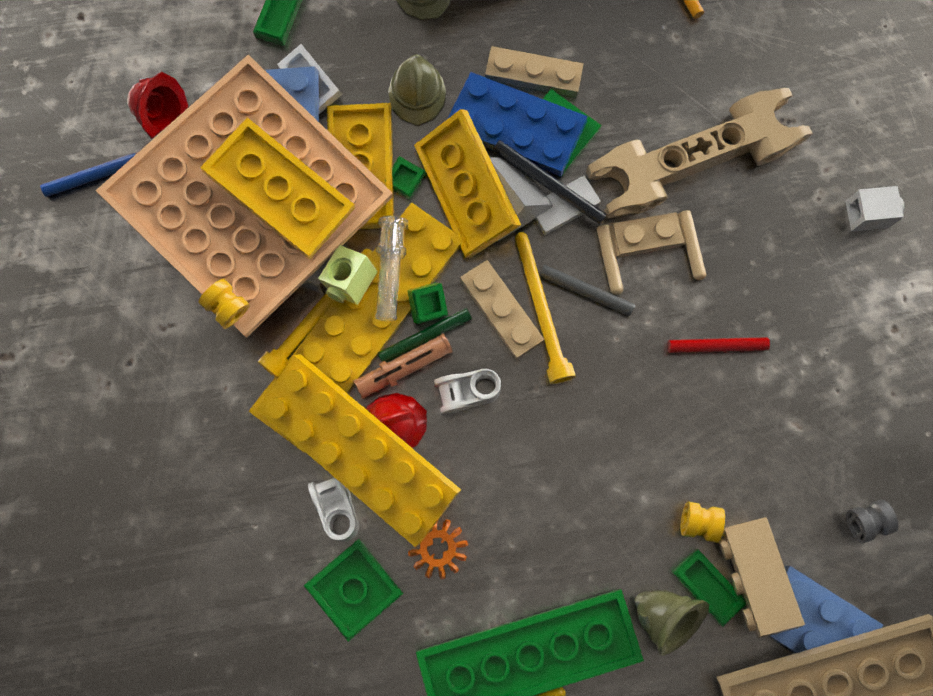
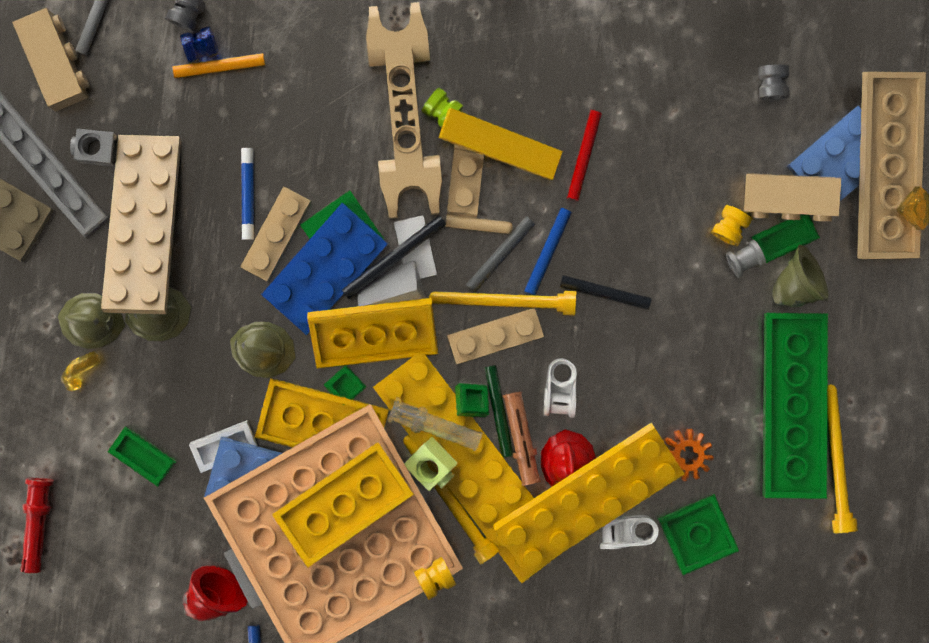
camera: 70 degrees left, 10 degrees up
(564, 35) = (247, 191): none -> blue bar
(584, 409) = (605, 292): none -> black bar
(606, 337) = (548, 251): none -> blue bar
(672, 549) = (745, 258): none -> light grey bush
(701, 252) = (500, 144): none -> yellow tile
(714, 188) = (438, 105): none -> lime wheel

